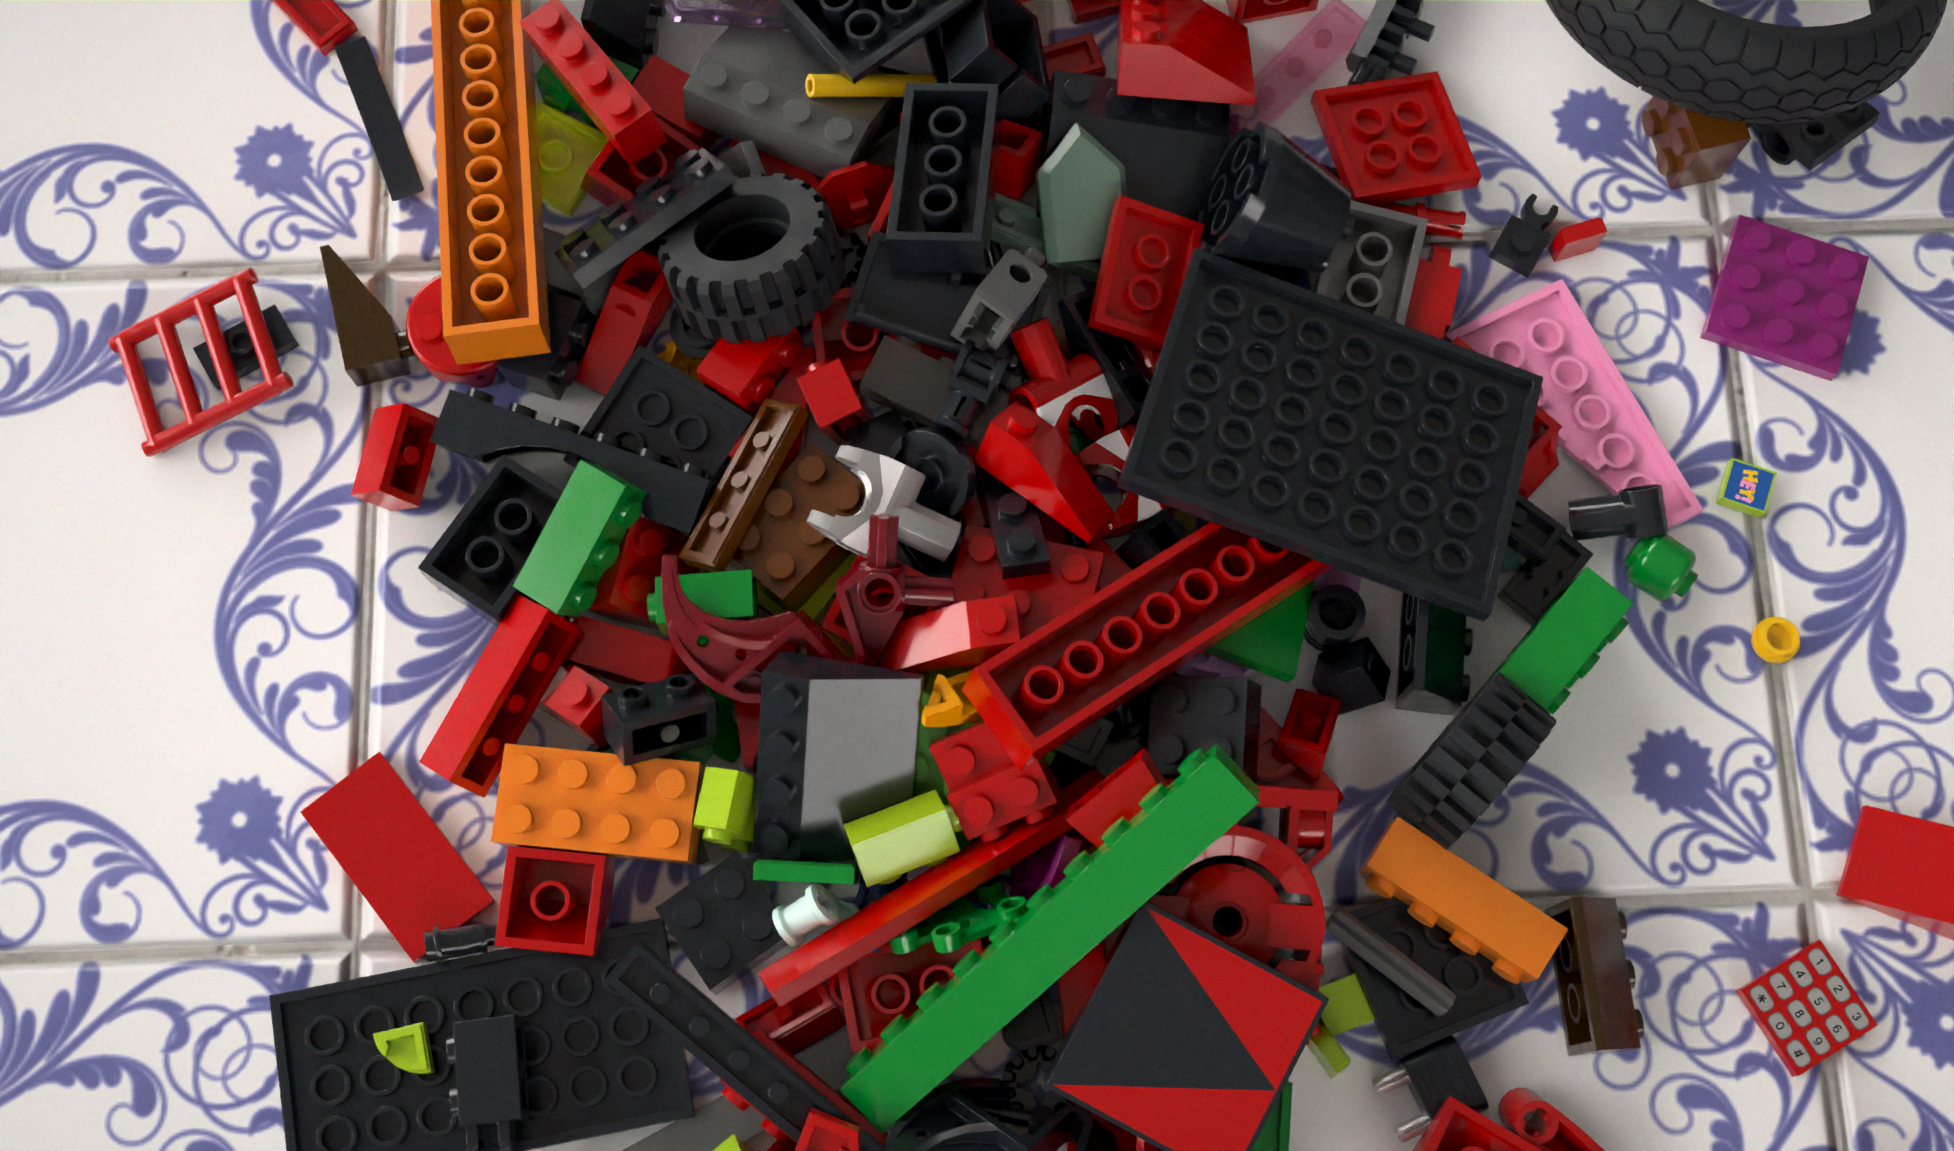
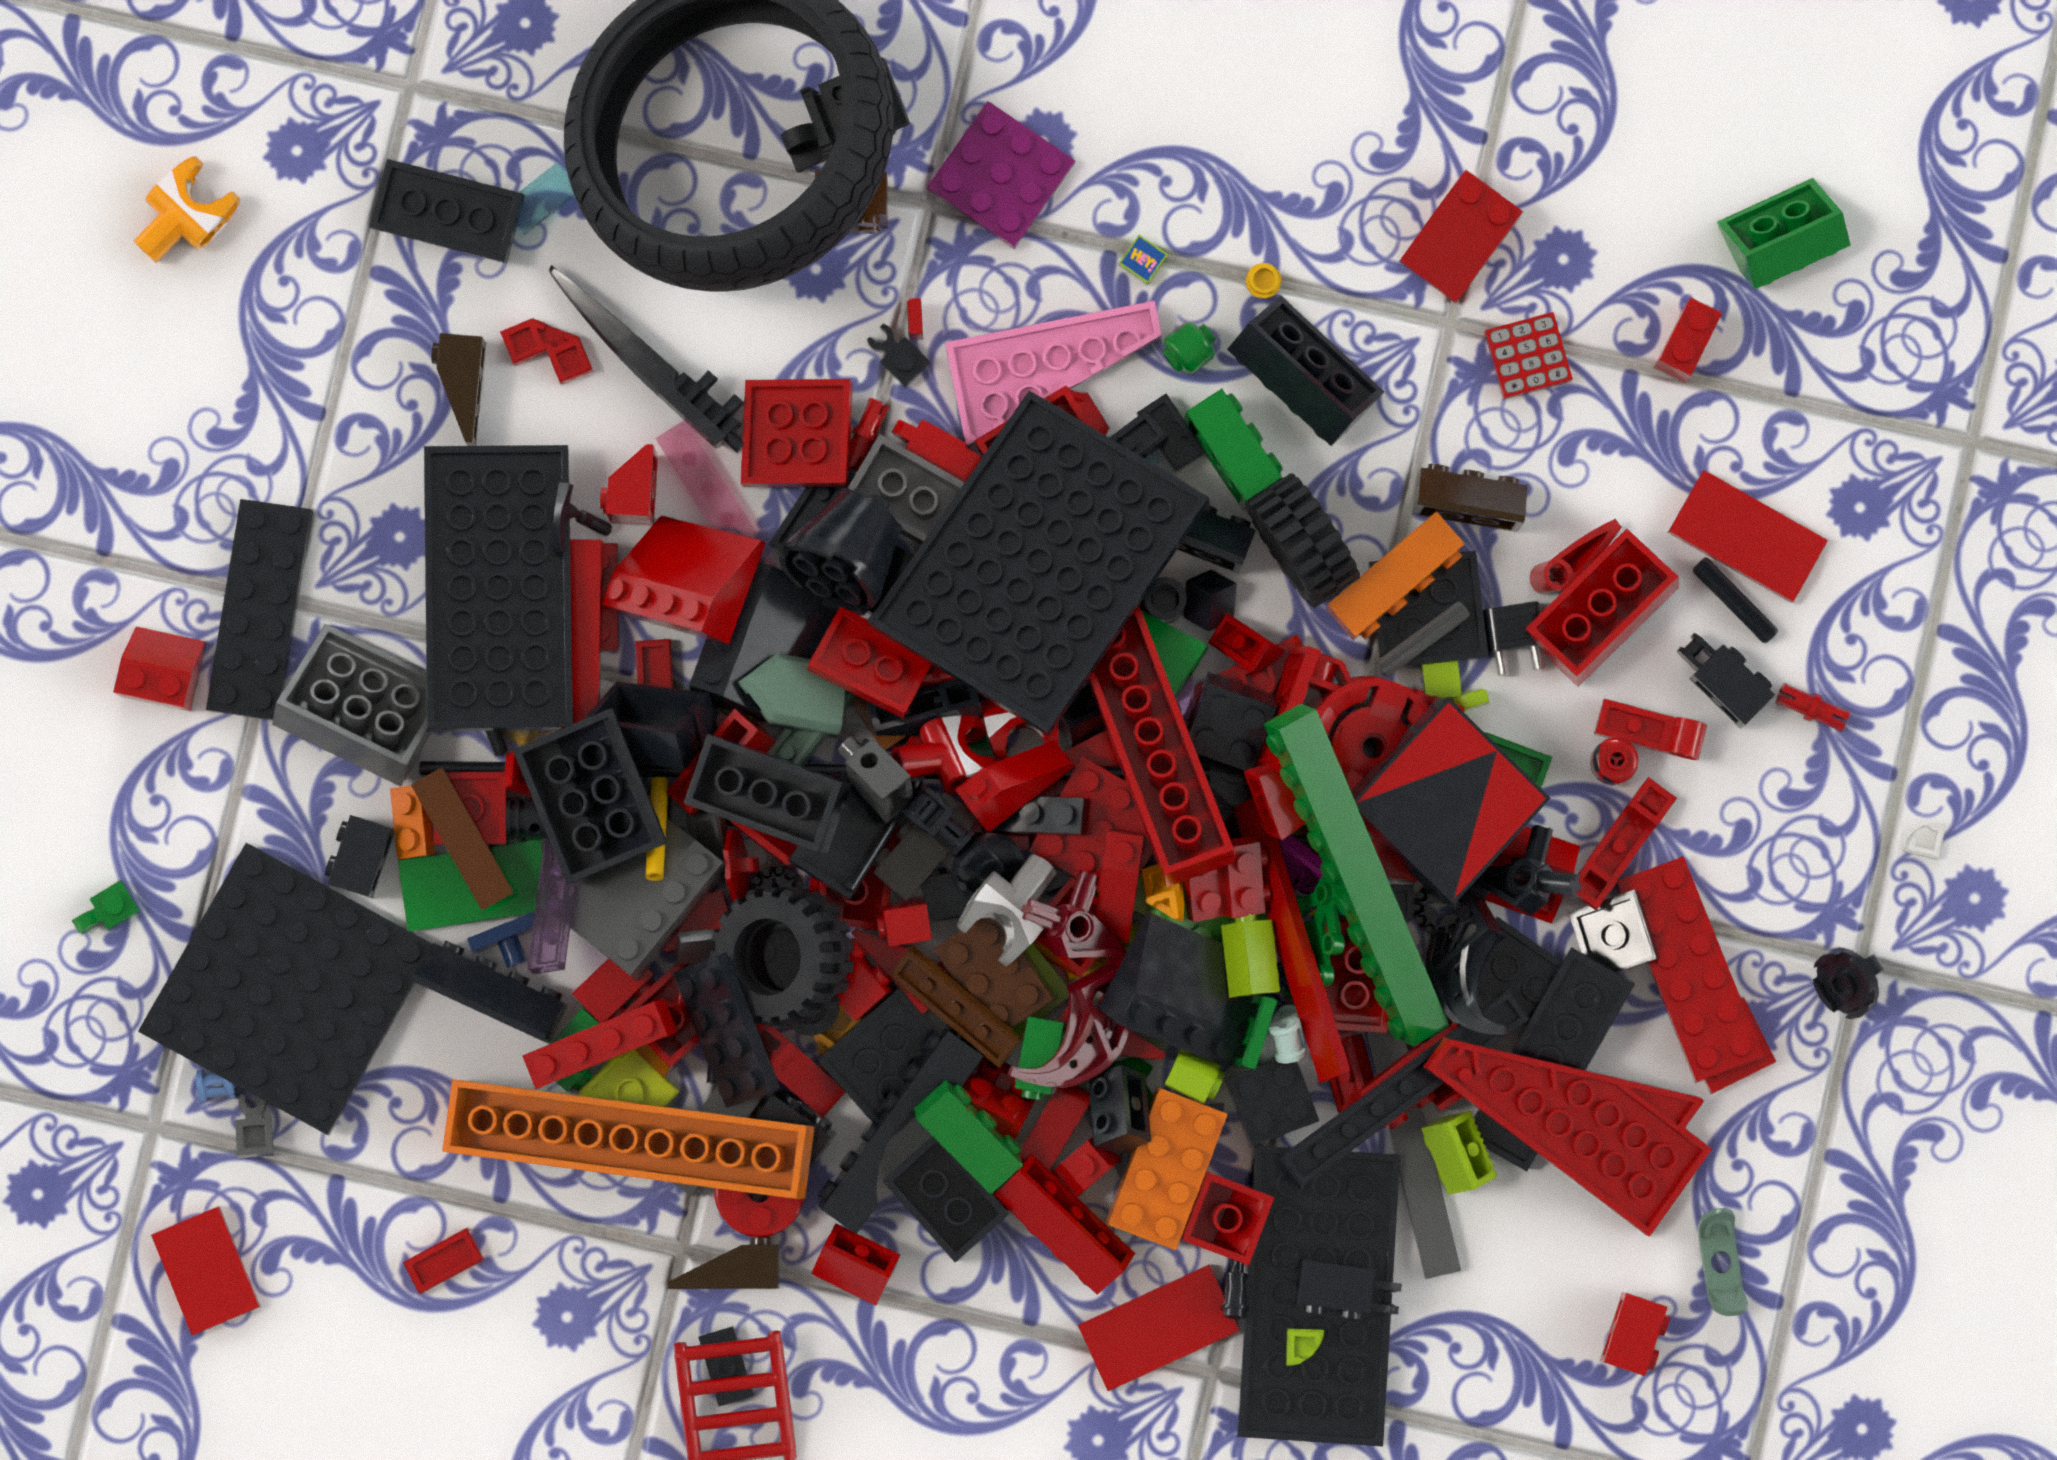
camera: 75 degrees left, 10 degrees up
(379, 118) = (556, 1225): black sticker -> none
(1631, 513) = (1144, 357): black piece -> none
(1683, 719) = (1305, 370): none -> black slope

